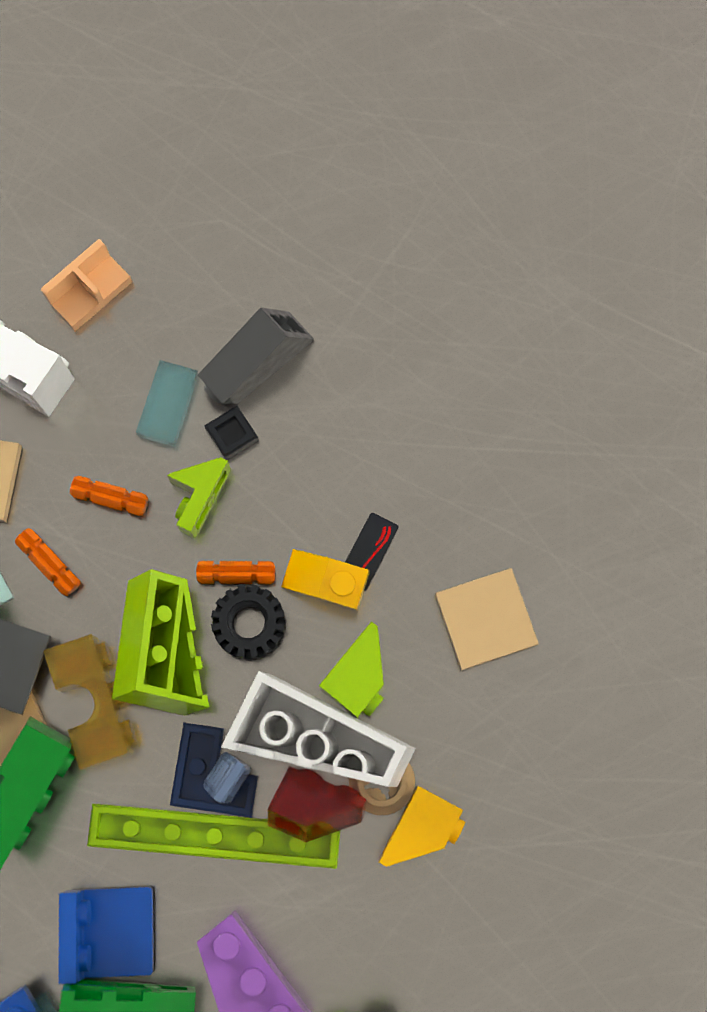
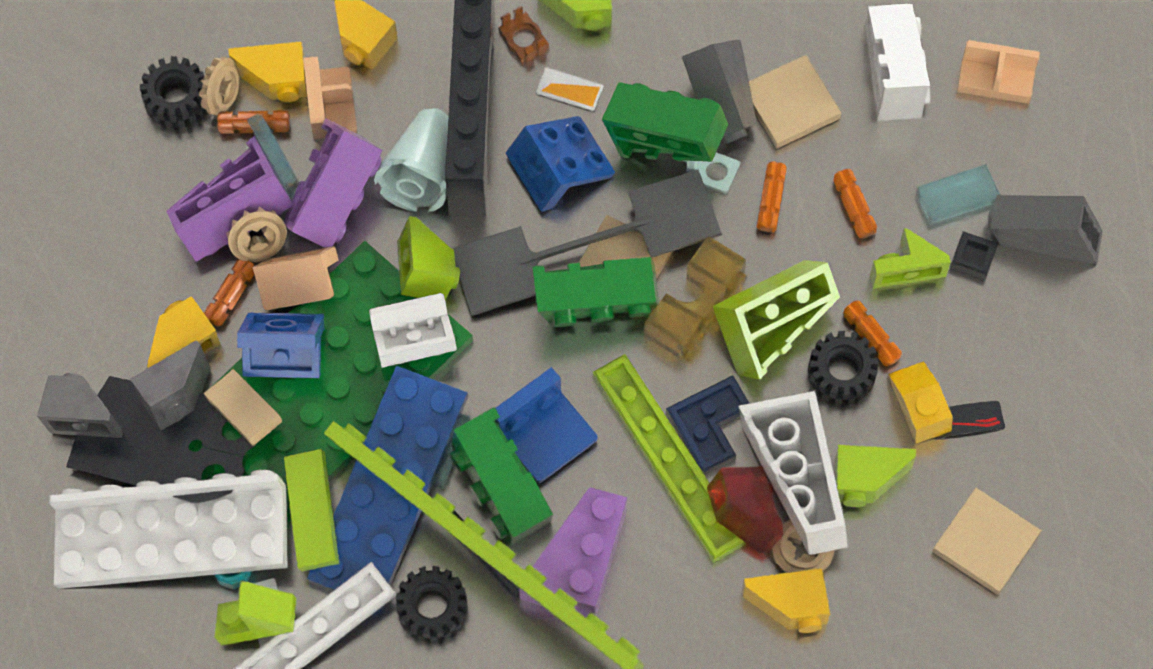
camera: 55 degrees right, 10 degrees down
(226, 778) = (720, 429): sand blue slope -> none

